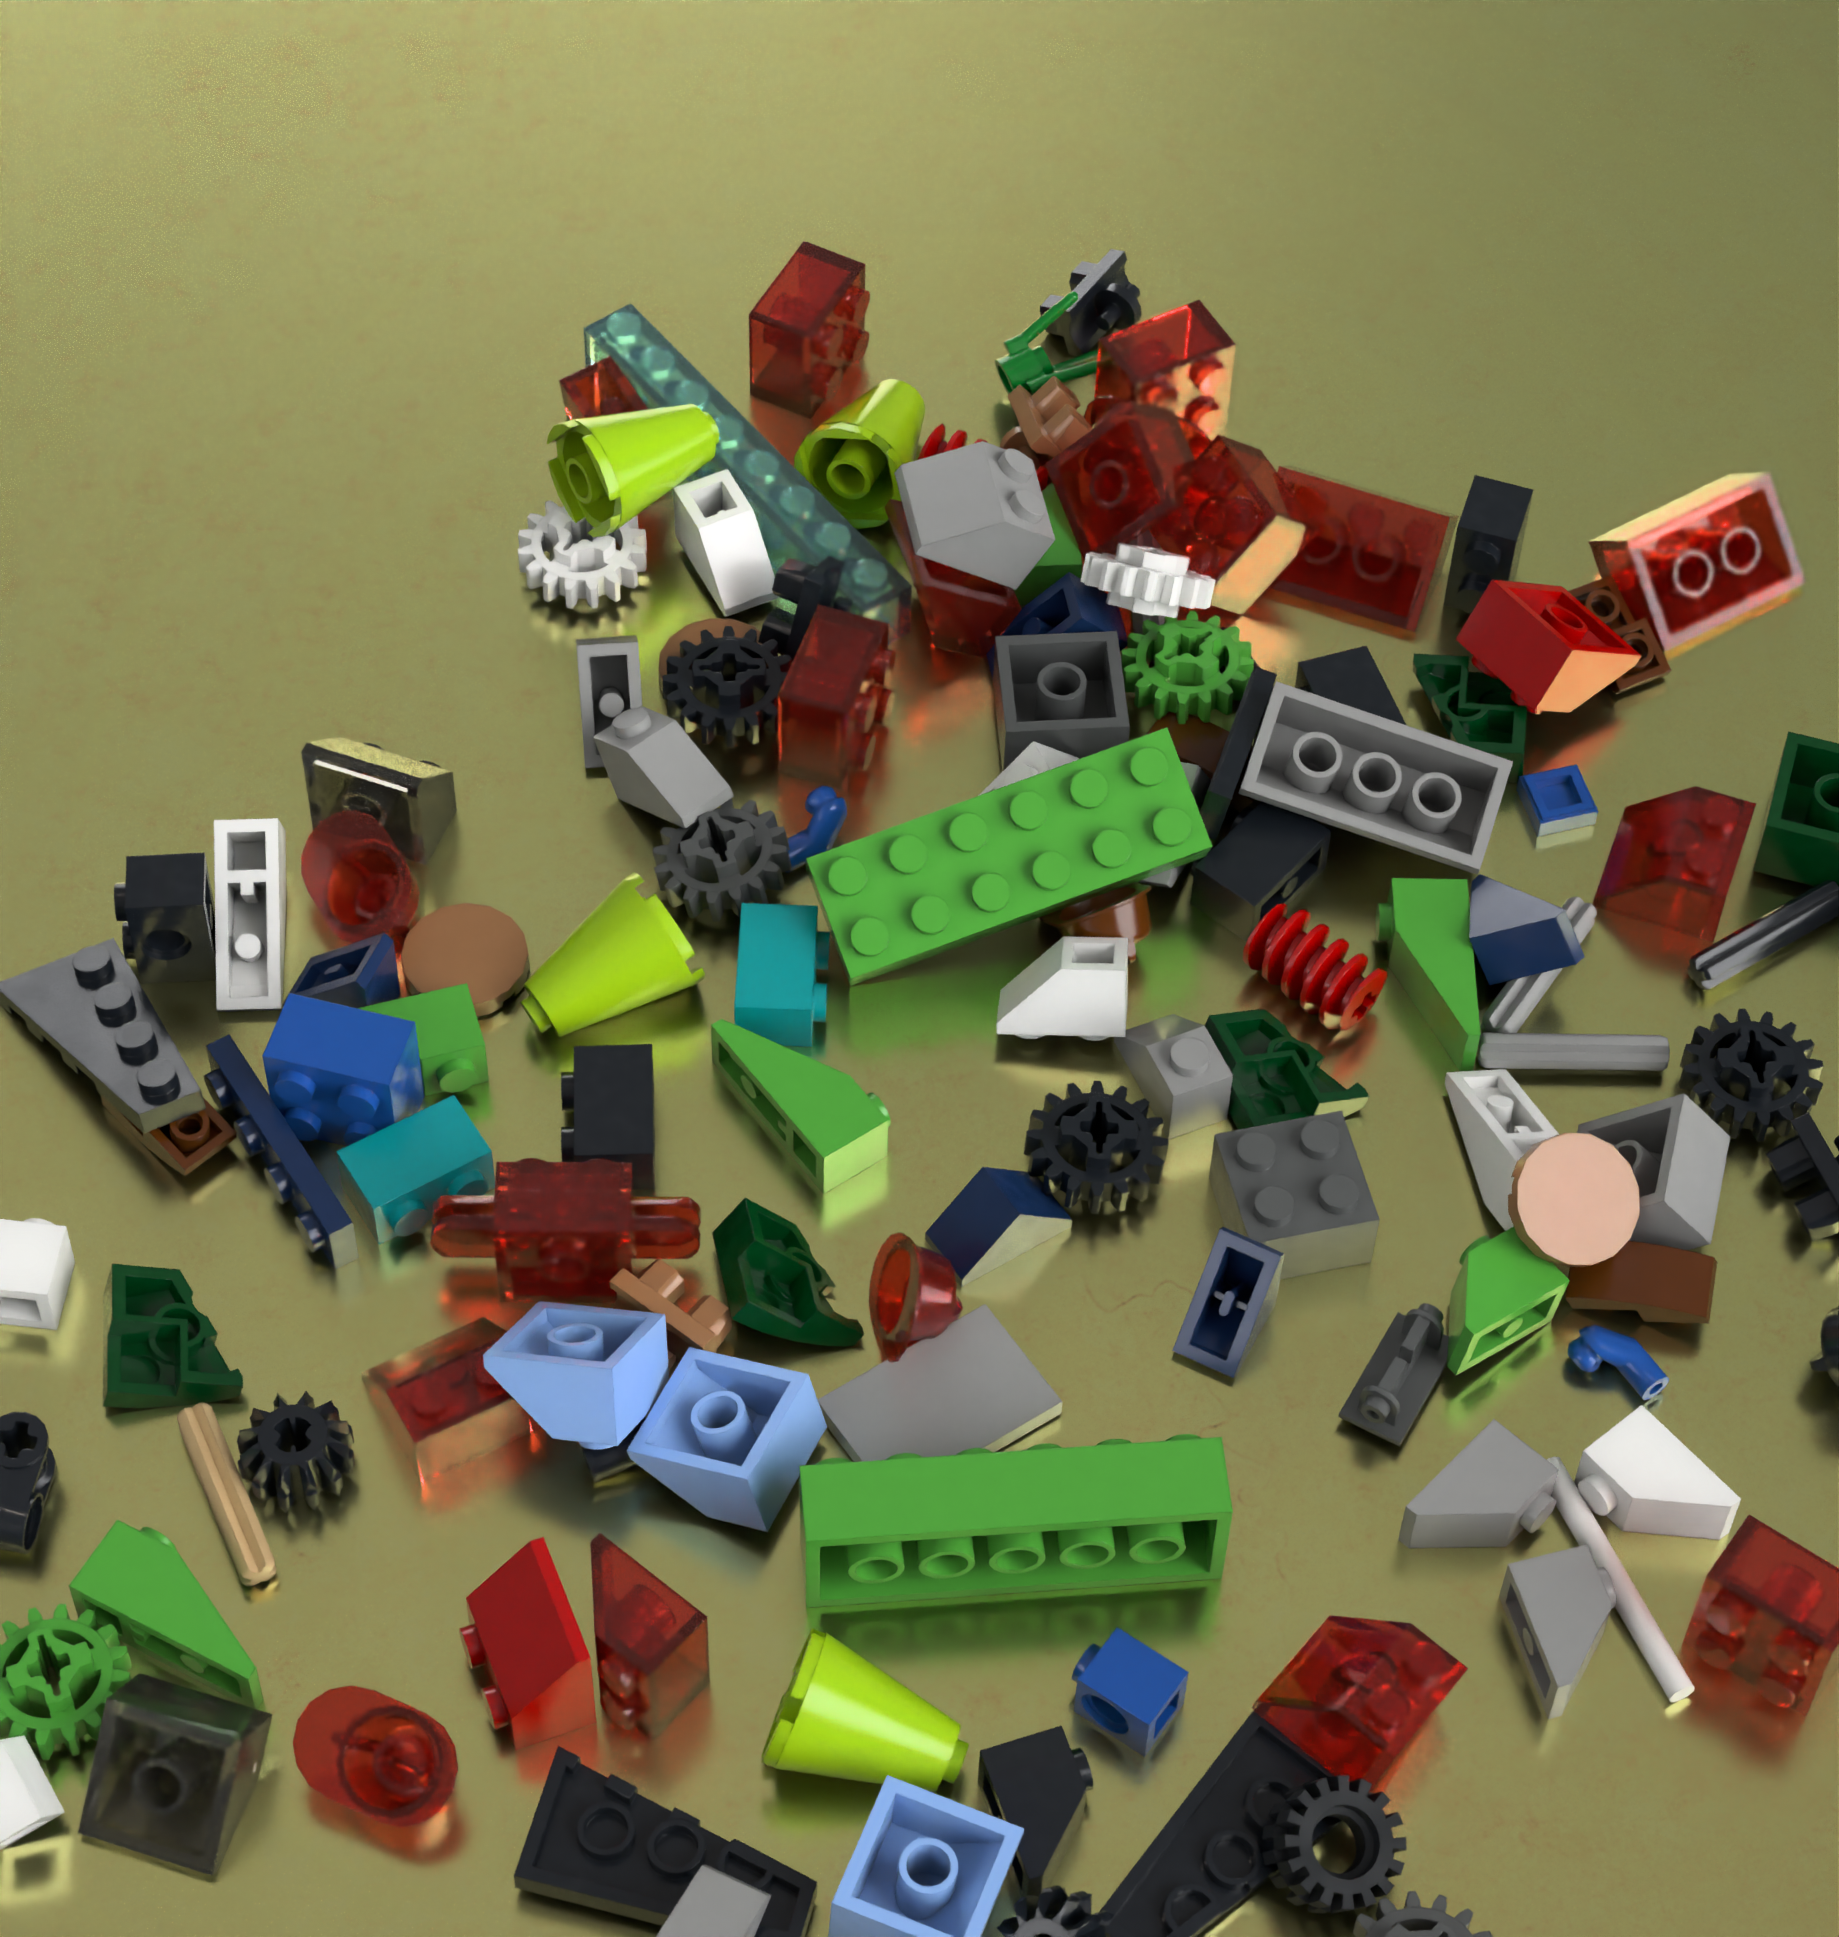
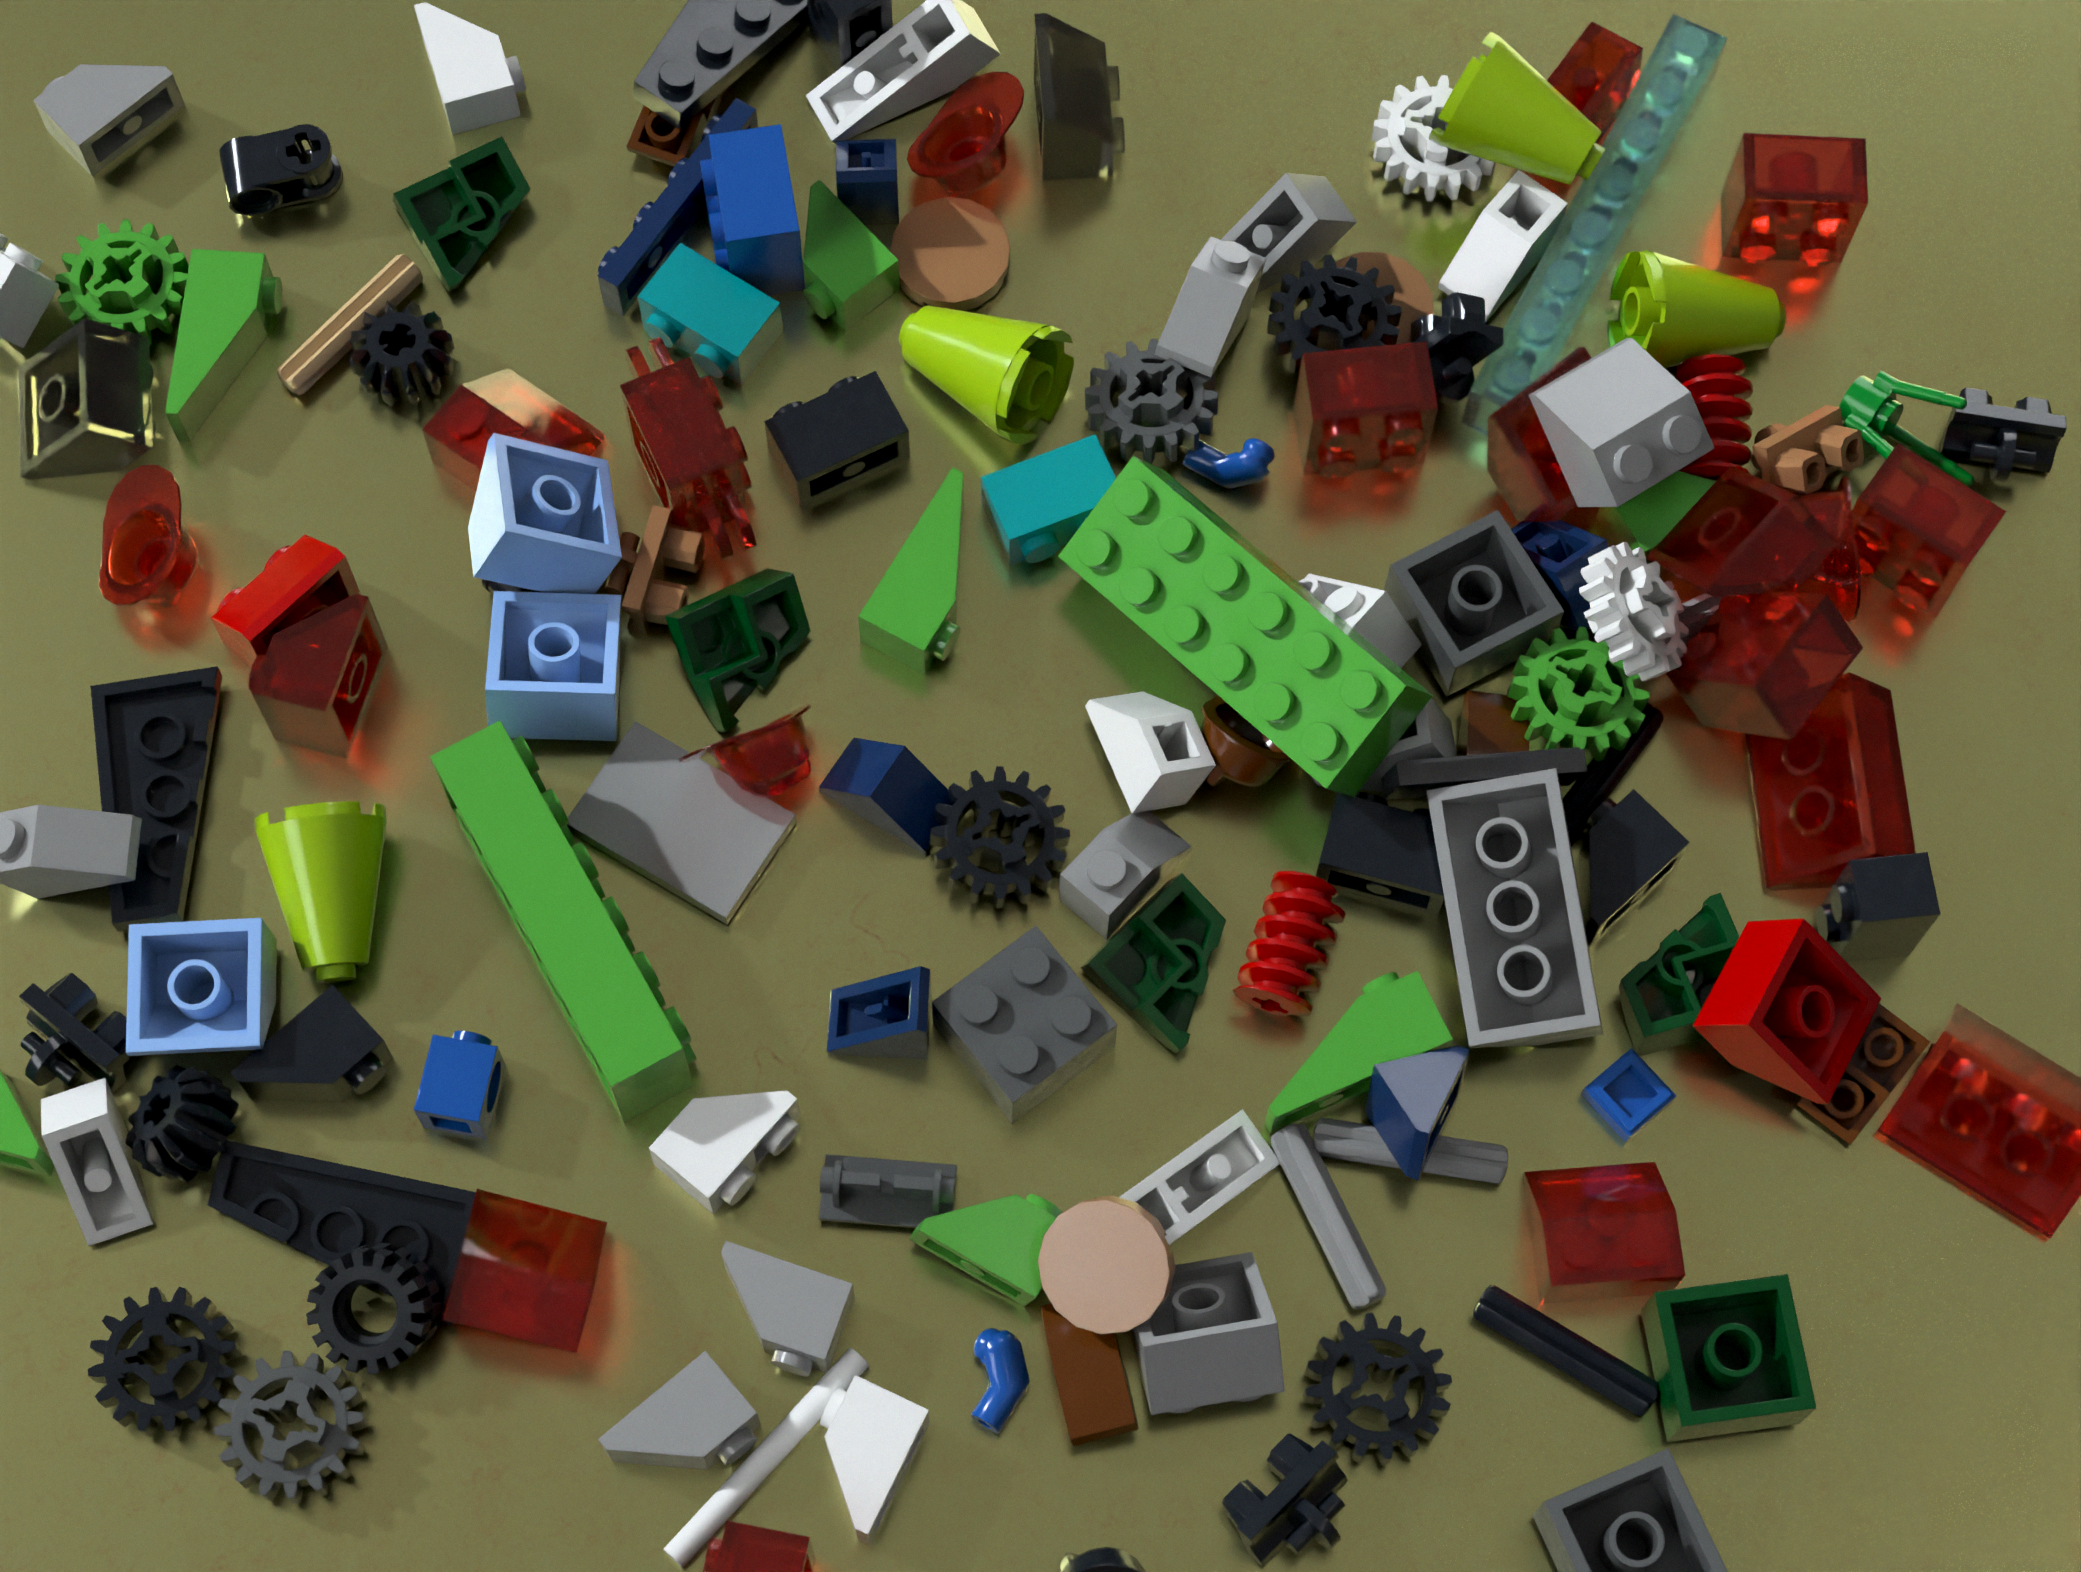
camera: 65 degrees right, 15 degrees up
(1296, 1492) = (722, 1140): none -> white slope

